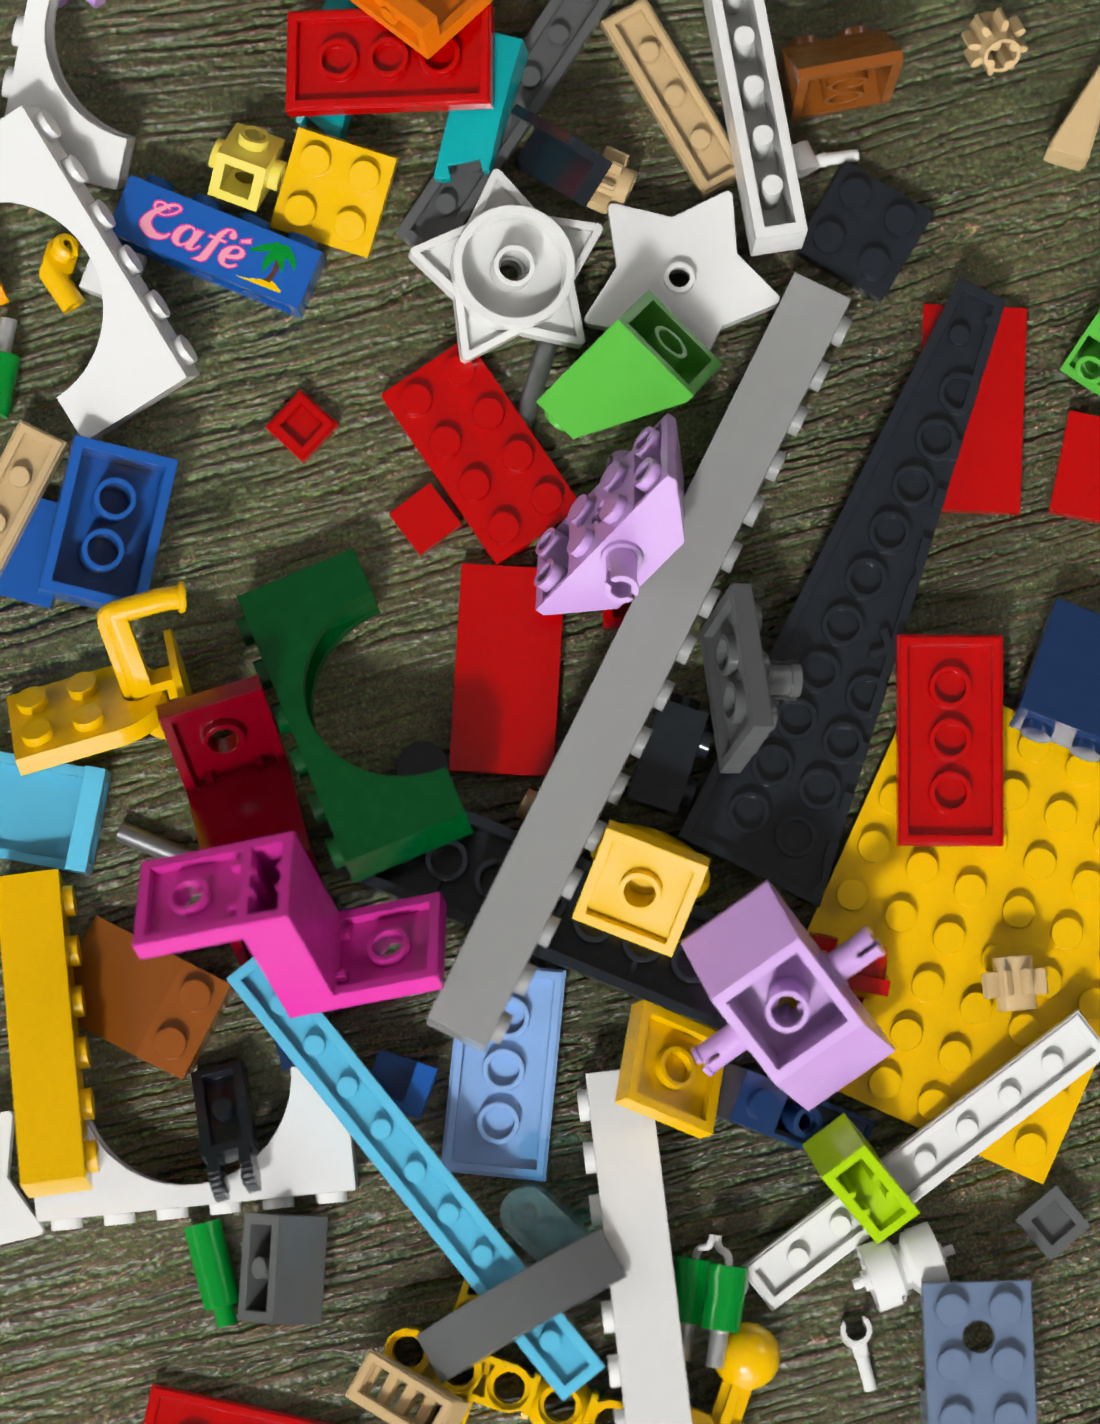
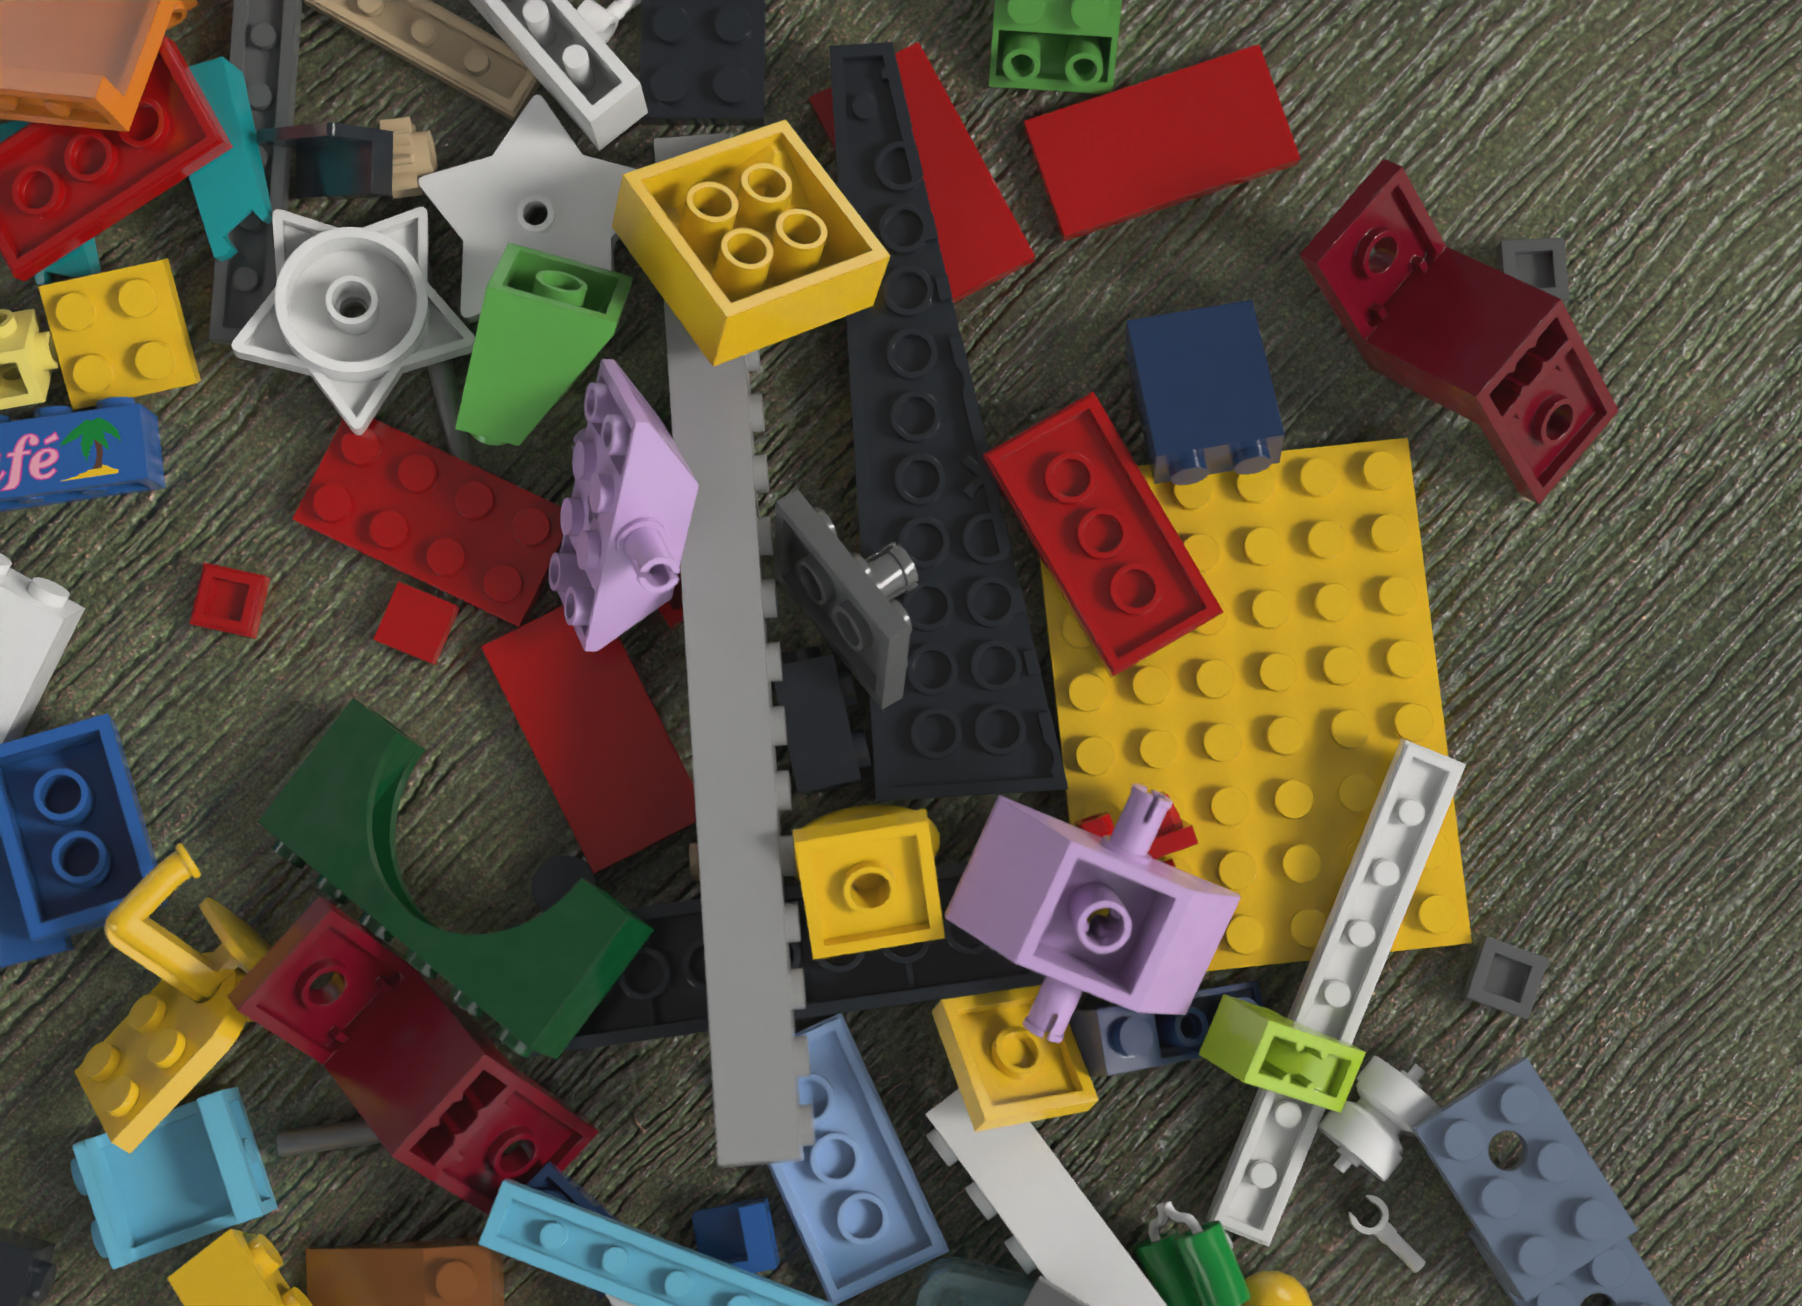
camera: 30 degrees left, 0 degrees up
(283, 912) = (508, 1152): dark pink bracket -> none
(819, 388) = (749, 241): none -> yellow slope
(1014, 983) = (1322, 750): tan gear -> none

